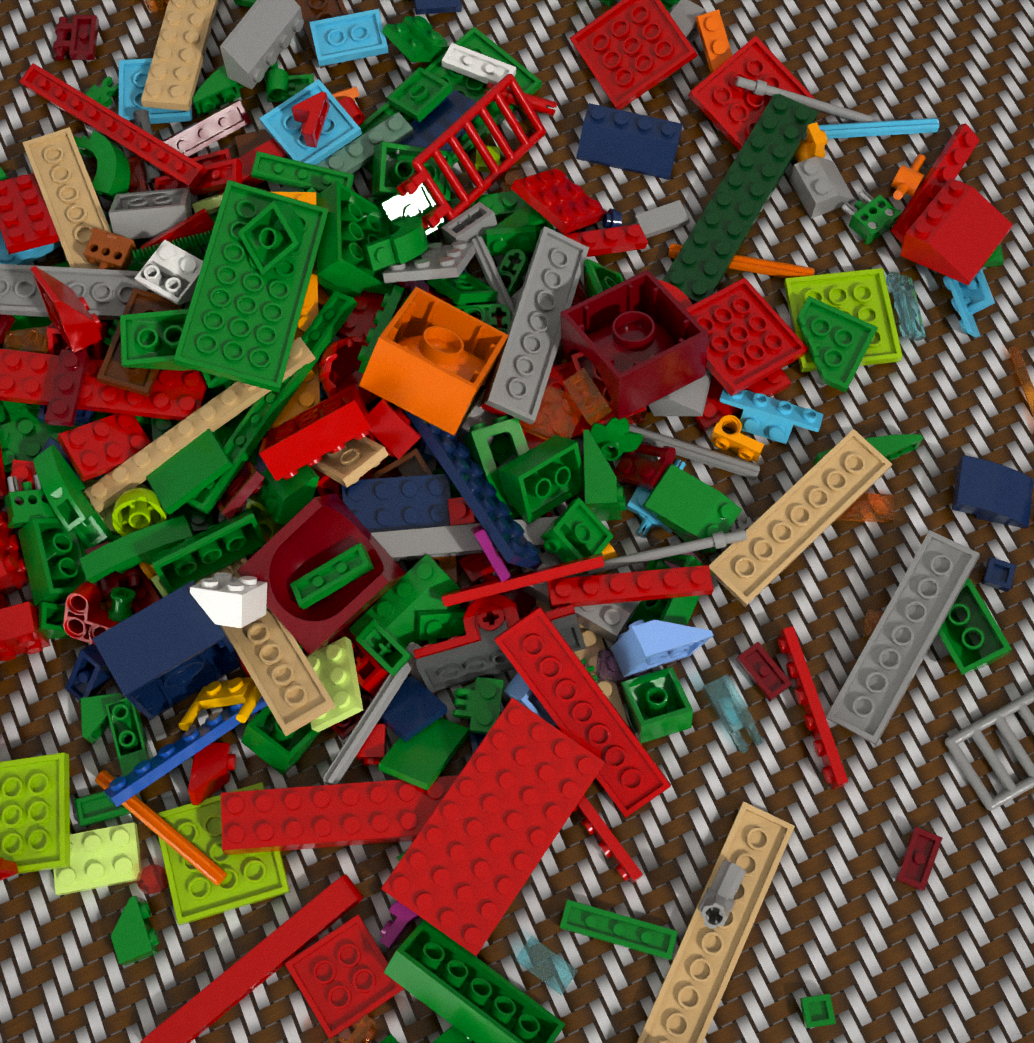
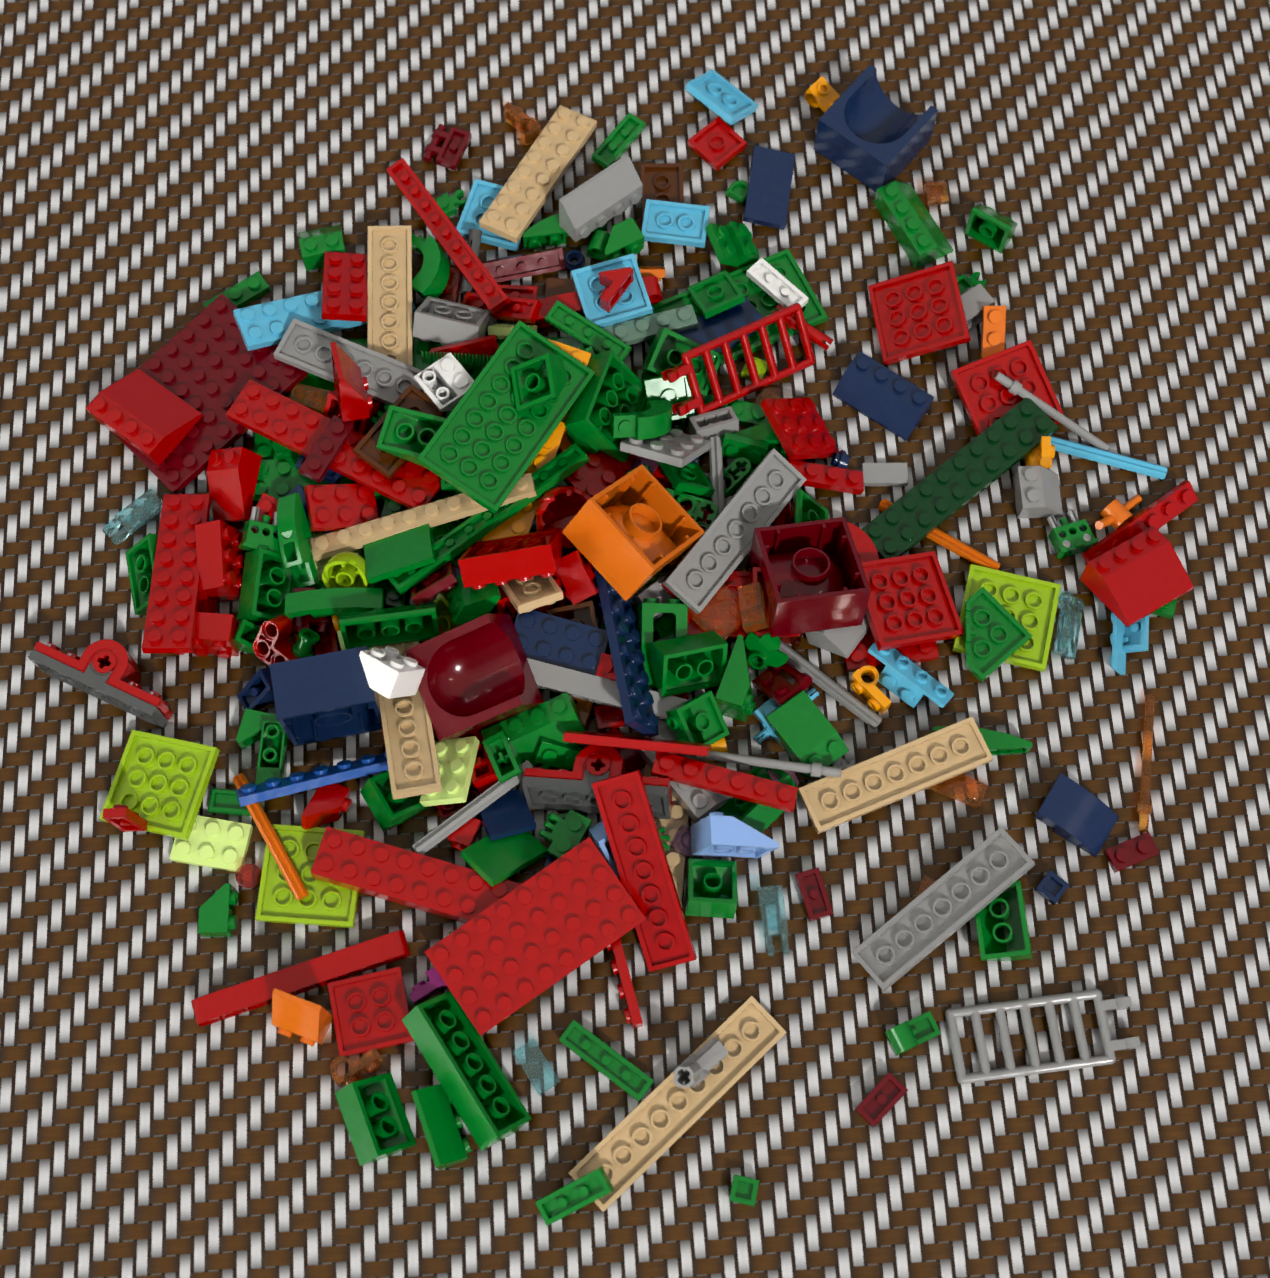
camera: 20 degrees right, 0 degrees up
(109, 250) = (404, 344): dark orange piece -> none
(224, 694) = (359, 747): yellow plate -> none
(256, 105) = (574, 255): none -> dark blue plate
(269, 1014) = (299, 1018): none -> orange slope
(302, 69) = (624, 240): none -> green slope
(331, 576) = (480, 682): green plate -> none
(382, 319) = (618, 469): green plate -> none
(490, 552) = (620, 727): magenta tile -> none
(815, 717) = (841, 950): red plate -> none
(922, 777) = (912, 1033): none -> green plate

